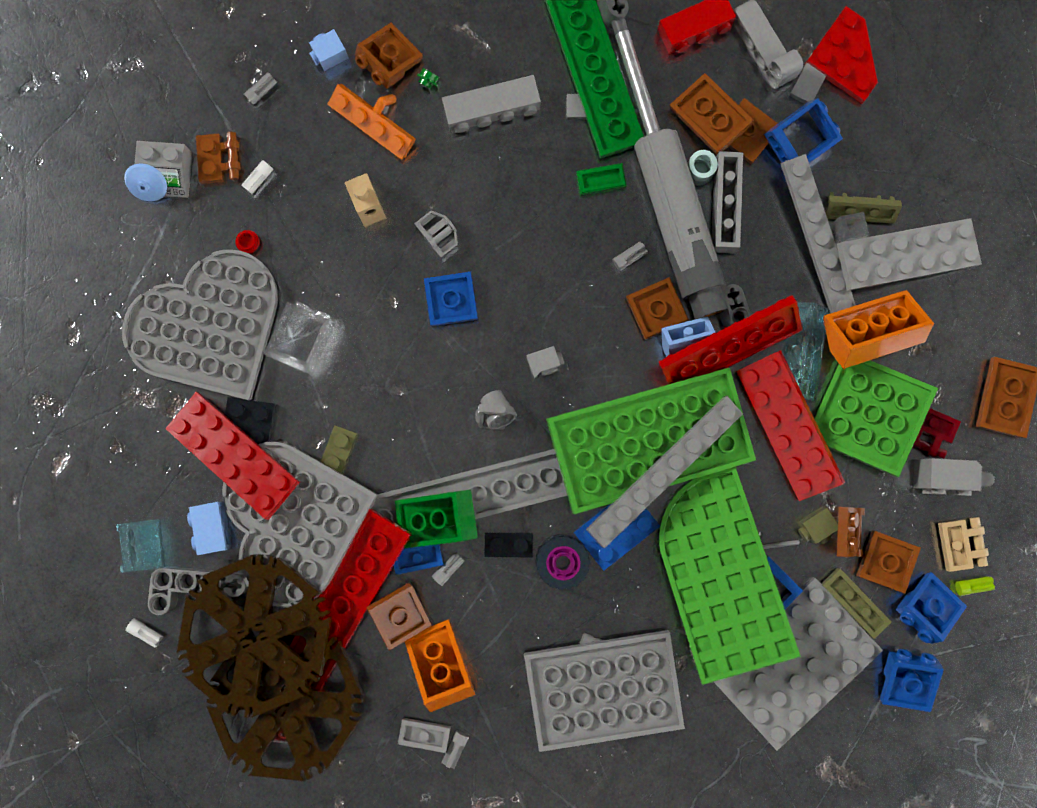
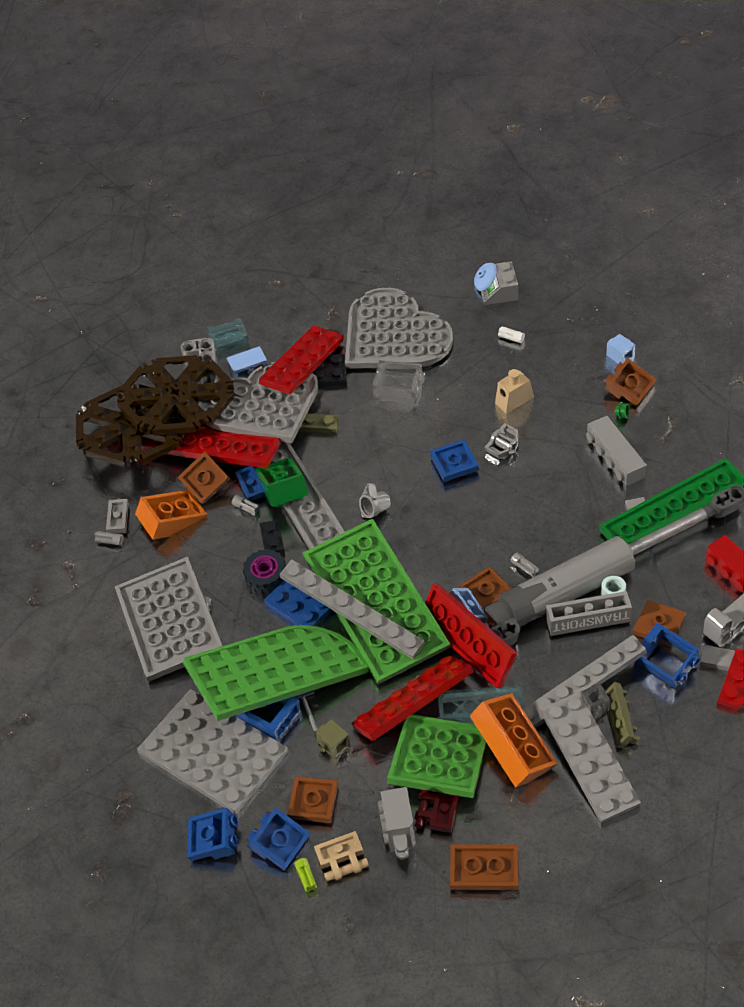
camera: 80 degrees right, 35 degrees down
(144, 633) = (167, 348): white piece -> none
(210, 158) = (518, 311): dark orange plate -> none
(247, 241) = (461, 339): red plate -> none
(260, 88) = (578, 321): light grey piece -> none
(372, 120) = (576, 385): orange plate -> none
(545, 362) = (420, 525): light grey window -> none
(601, 179) = (581, 533): green tile -> none
(711, 114) = (661, 589): dark orange plate -> none
(849, 532) = (330, 753): dark orange plate -> none
(856, 603) = (271, 782): olive plate -> none

